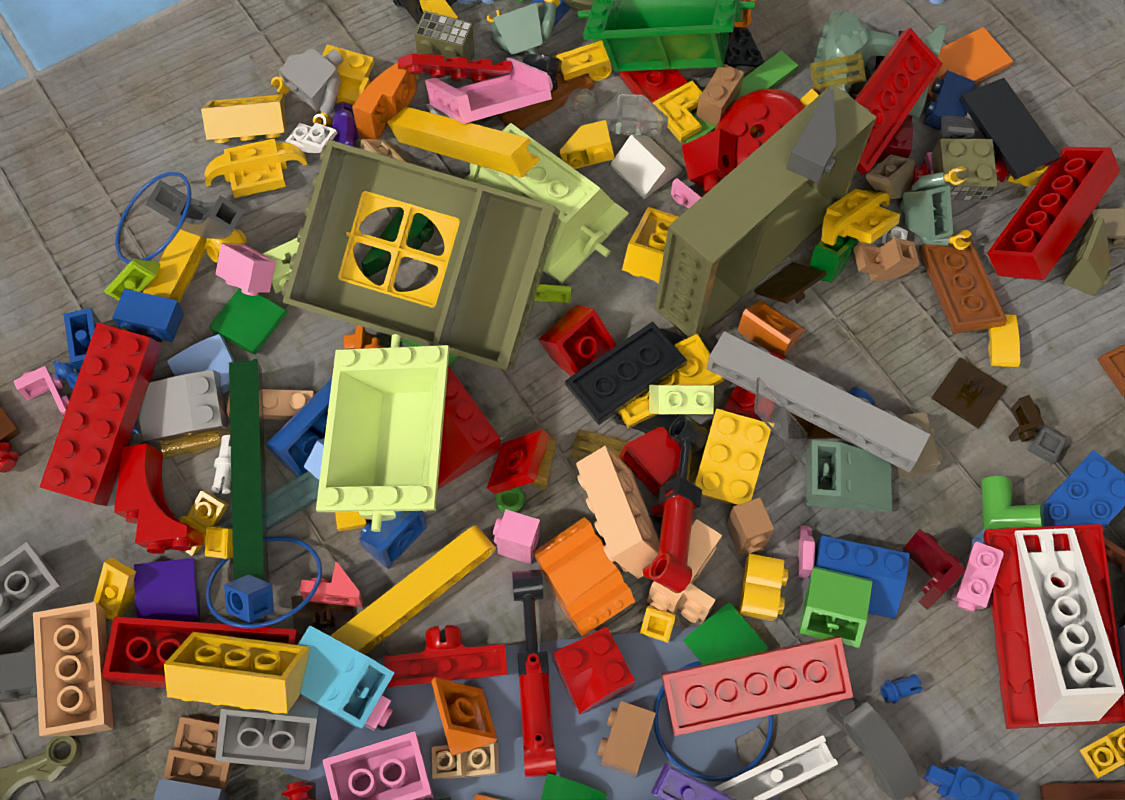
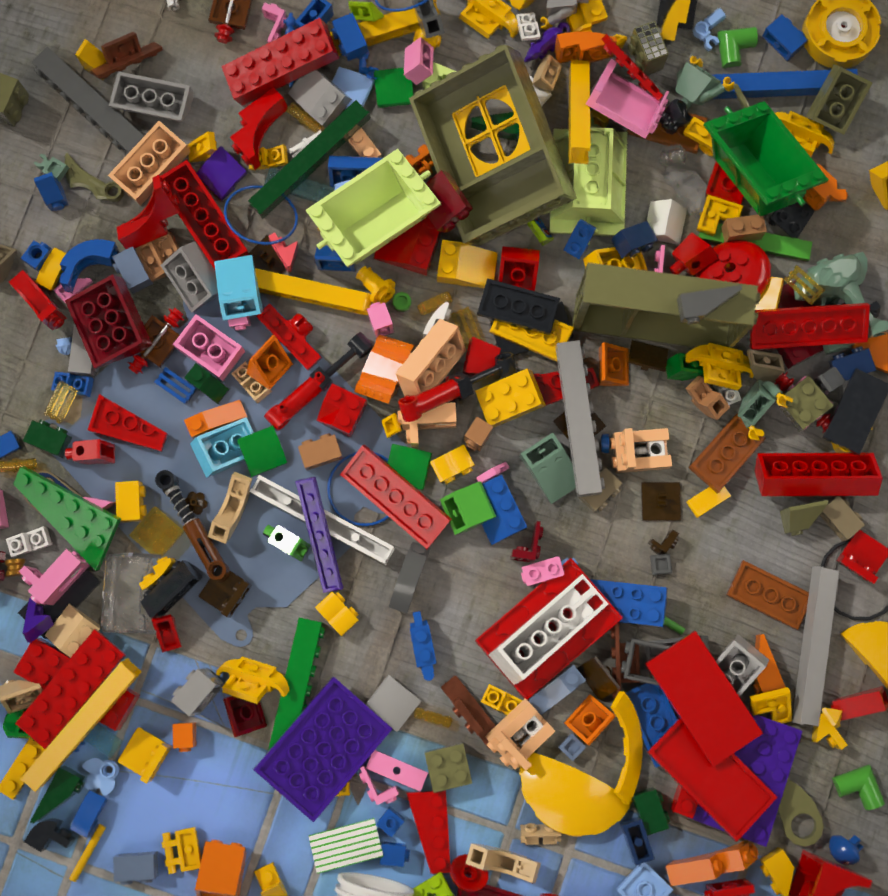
camera: 55 degrees right, 15 degrees up
(149, 723) = (152, 220): none -> red arch
(201, 334) = (363, 69): none -> blue arm
(219, 542) = (264, 175): yellow tile -> none
(237, 672) = (202, 239): yellow slope -> none
(249, 598) = (243, 215): blue brick -> none
(462, 342) = (453, 202): none -> dark red brick
(473, 510) = (380, 289): none -> yellow piece
(518, 462) = (421, 289): red plate -> none
(524, 396) = (465, 264): none -> yellow slope
(566, 470) = (442, 312): none -> white slope
(588, 146) = (648, 180): yellow slope -> none
(602, 251) = (579, 239): none -> blue bracket
(646, 202) = (634, 240): none -> dark blue brick
(681, 399) = (522, 346): yellowish green brick -> none
(781, 421) = (549, 408): clear piece -> none
(890, 374) = (624, 451): none -> light nougat brick
(900, 688) = (452, 572): blue pin -> none
(999, 508) = (594, 562): bright green brick -> none

